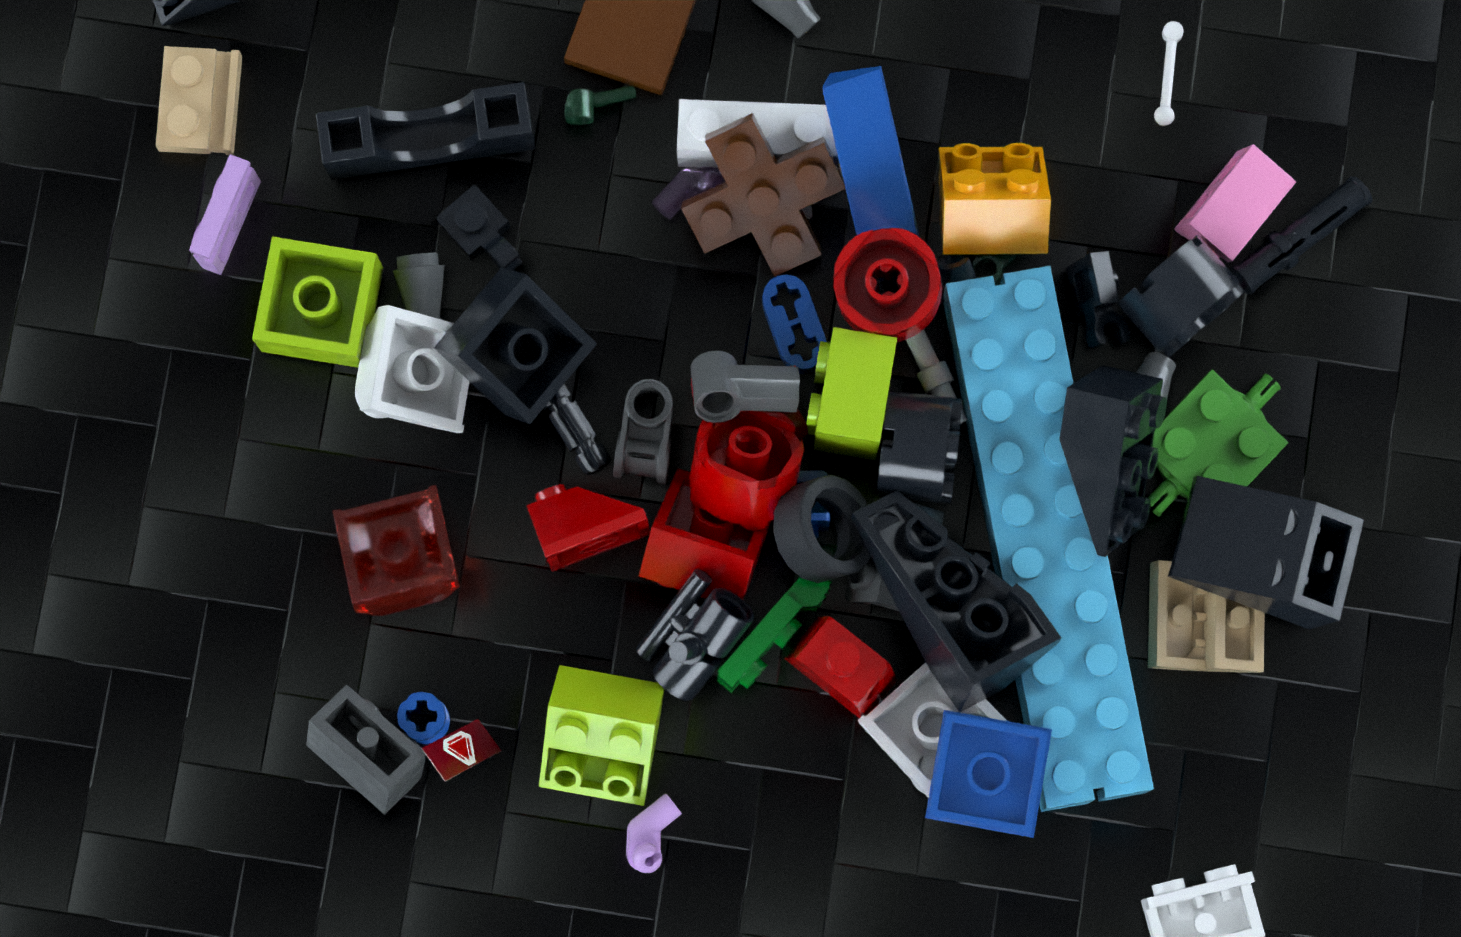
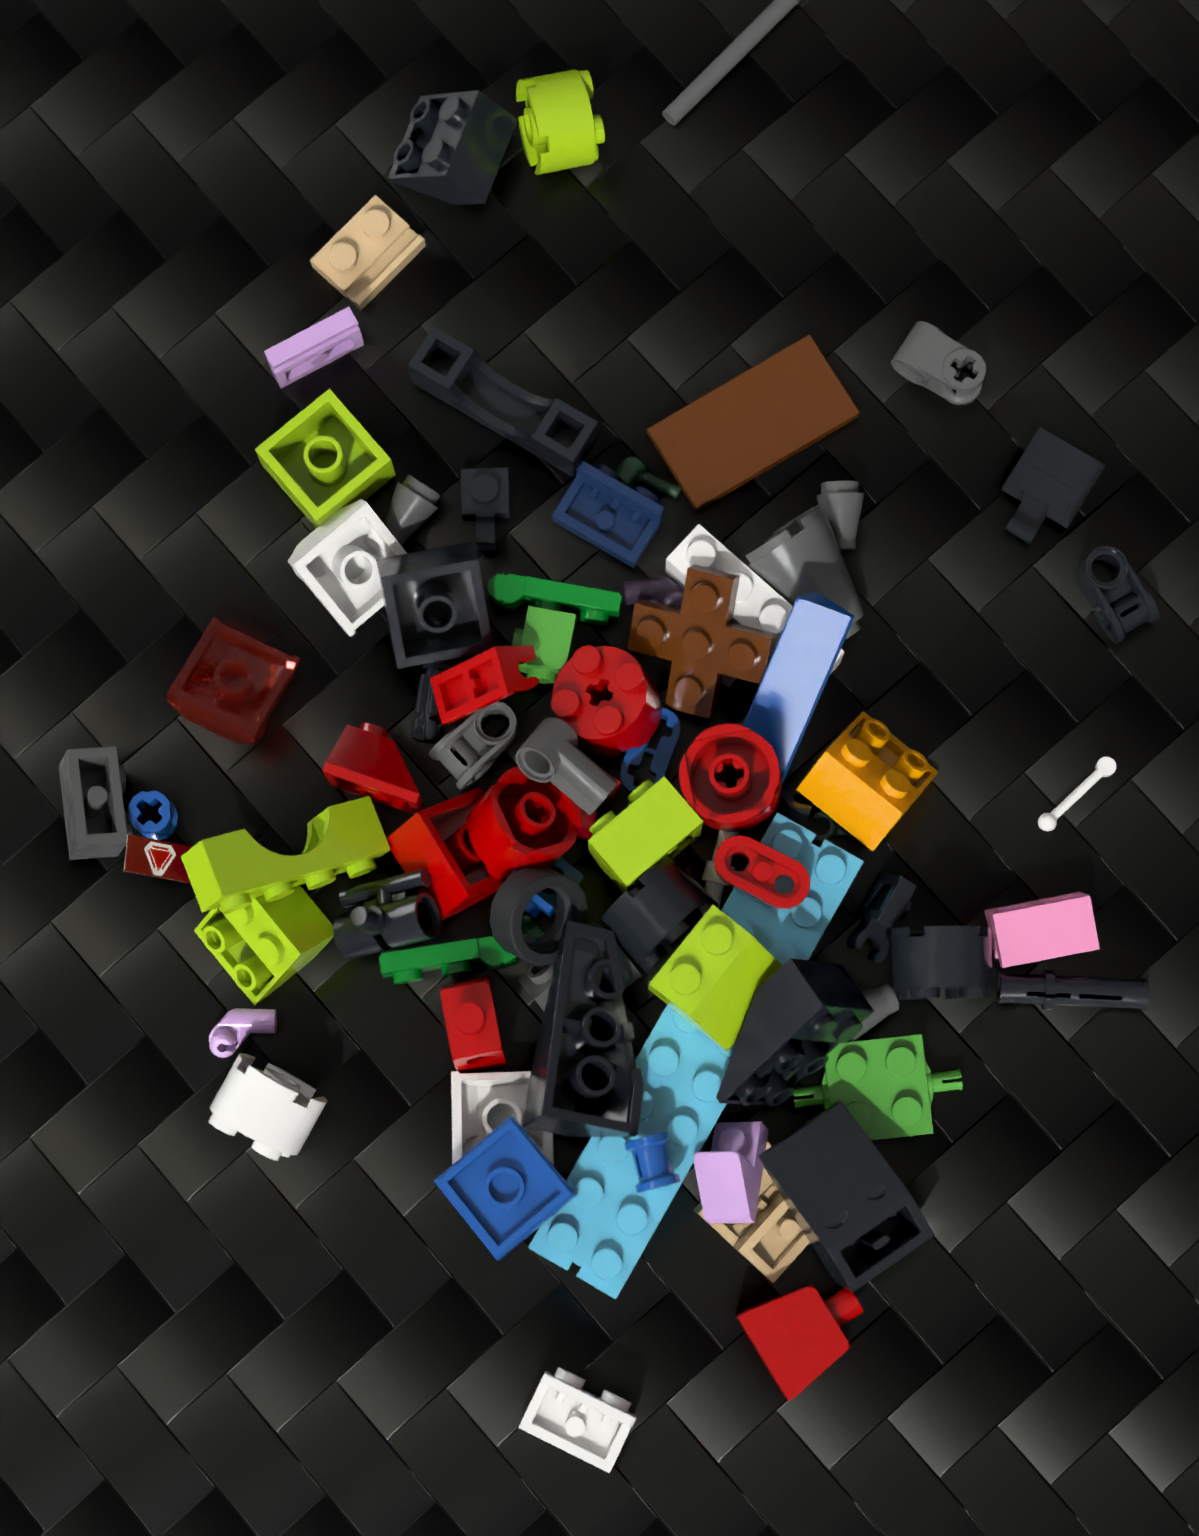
camera: 40 degrees right, 0 degrees up
(545, 693) = (236, 868): none -> lime arch
(593, 152) = (609, 513): none -> dark blue bracket
(605, 261) = (592, 604): none -> green hinge
(611, 377) = (481, 681): none -> red hinge
(633, 305) = (553, 641): none -> bright green brick
(701, 293) = (606, 700): none -> red brick
(731, 877) = (266, 1107): none -> white brick
(789, 60) = (805, 560): none -> dark grey cone
(977, 341) = (763, 870): none -> red plate
(1015, 456) = (715, 977): none -> lime slope
(1092, 650) = (652, 1162): none -> blue bush
(1157, 608) = (731, 1172): none -> lavender slope
(1321, 694) = (800, 1334): none -> red torso

